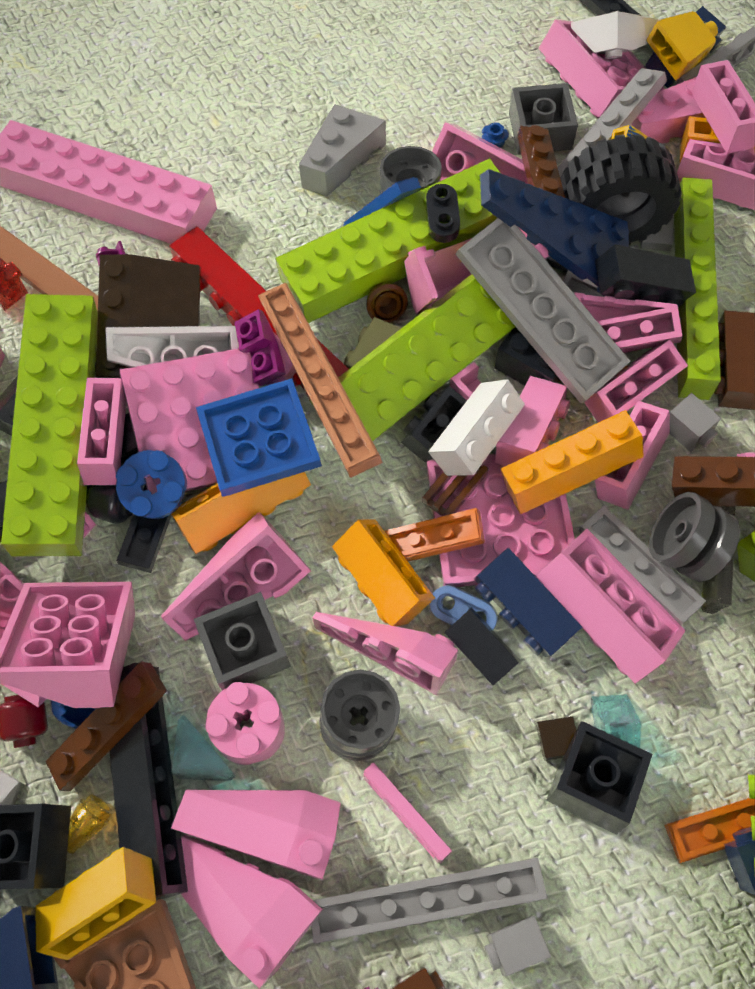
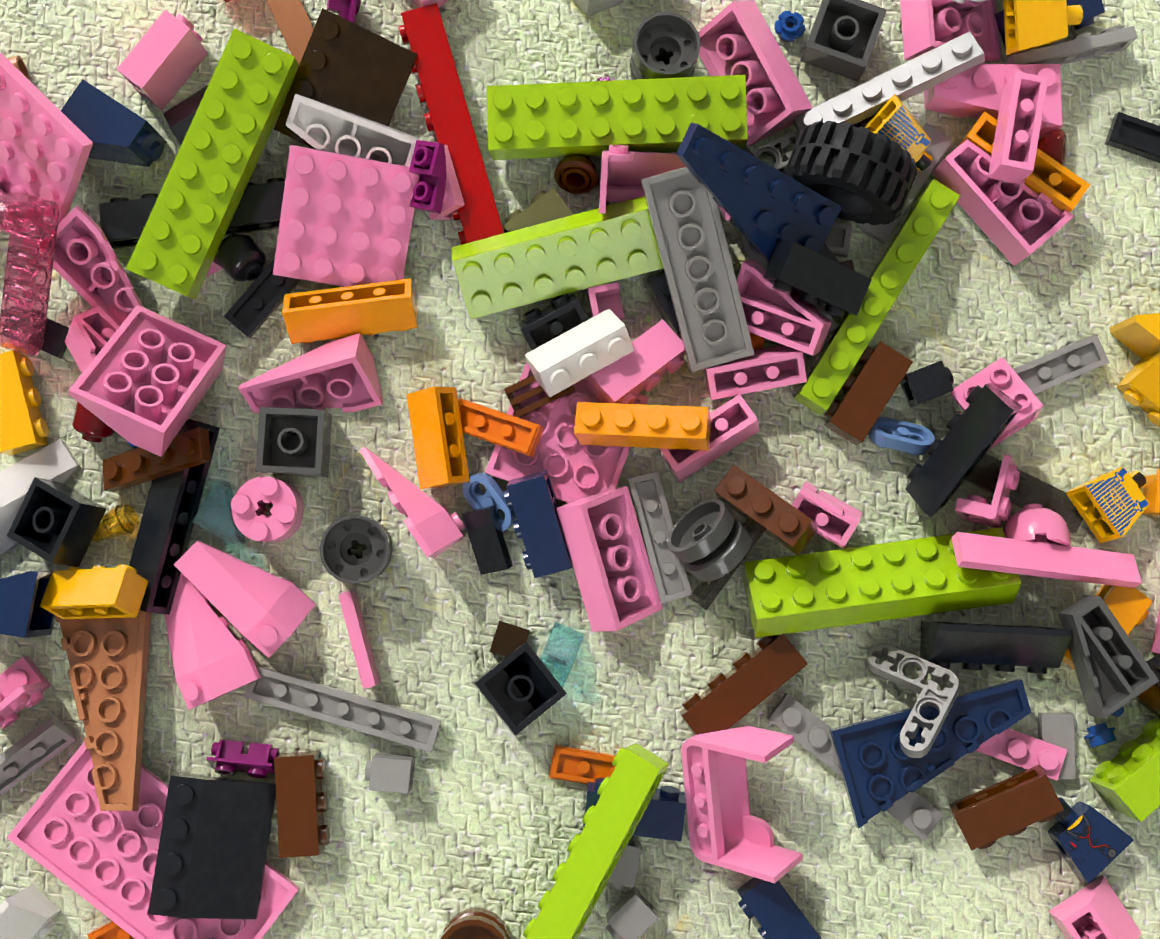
camera: 25 degrees right, 20 degrees up
(102, 431) = (252, 197): bright pink brick -> none
(132, 478) = (257, 273): blue plate -> none
(258, 437) = (383, 269): blue plate -> none
(320, 381) = (461, 237): nougat tile -> none
(392, 194) = (619, 71): blue tile -> none
(441, 211) = (663, 118): black plate -> none
(539, 159) = (794, 104): reddish brown plate -> none
(693, 423) = (784, 433): light grey brick -> none

